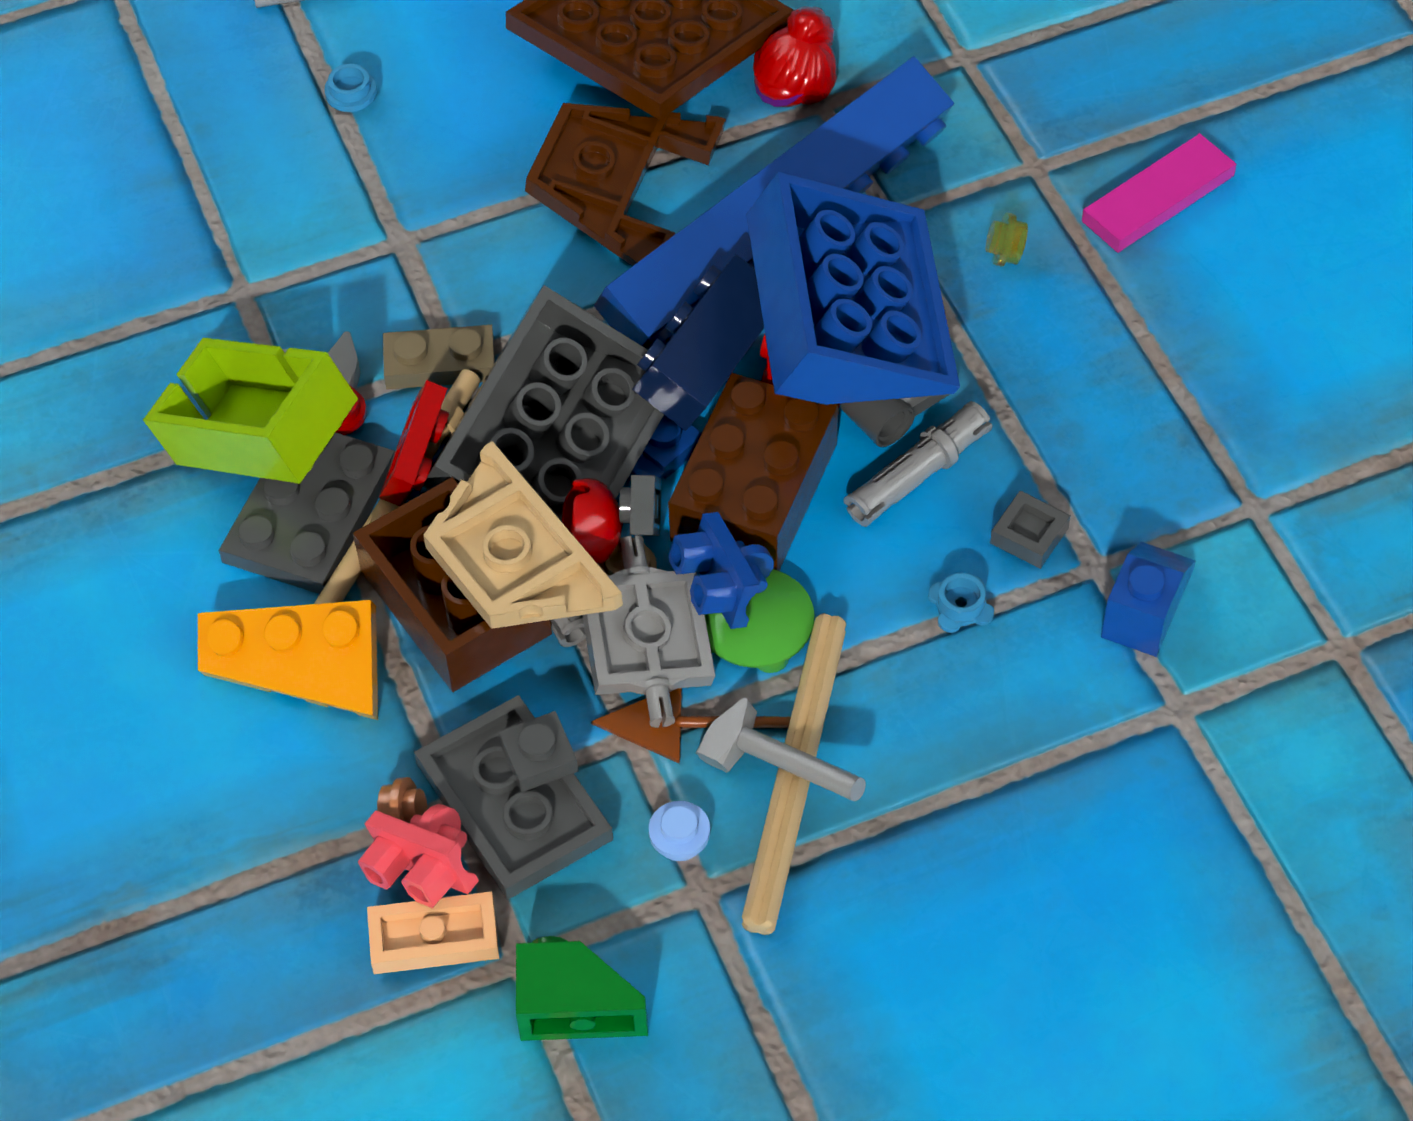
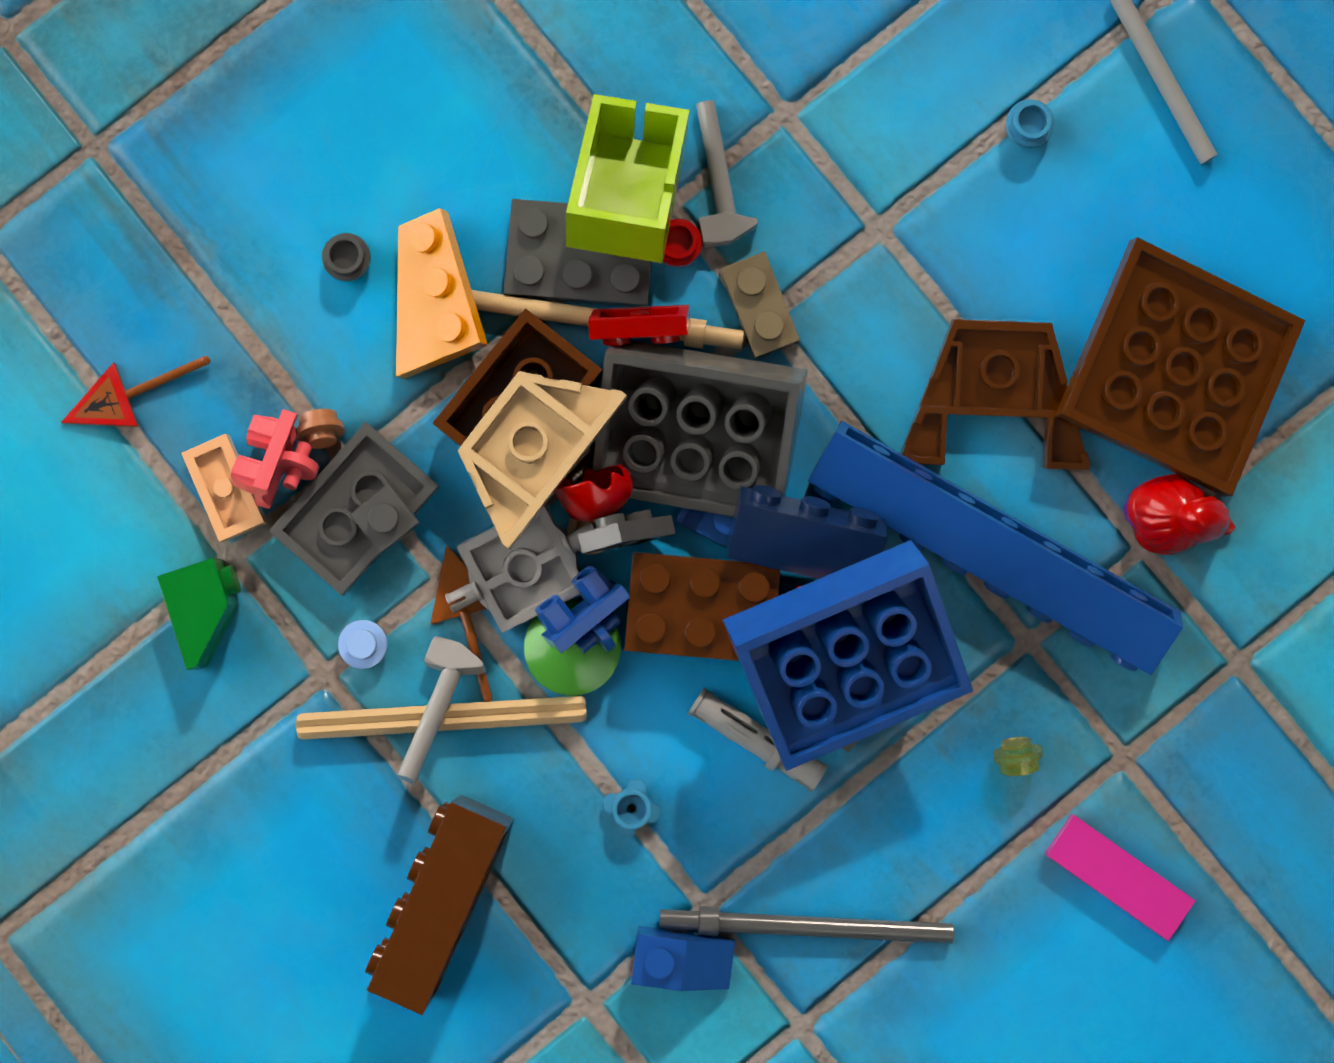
camera: 70 degrees right, 30 degrees up
(209, 735) = (346, 257): none -> dark grey plate
(271, 1051) = (109, 402): none -> piece
(1018, 796) = (440, 903): none -> reddish brown brick
(1030, 529) = (715, 848): dark grey plate -> none
(1114, 549) = (710, 922): none -> dark grey bar

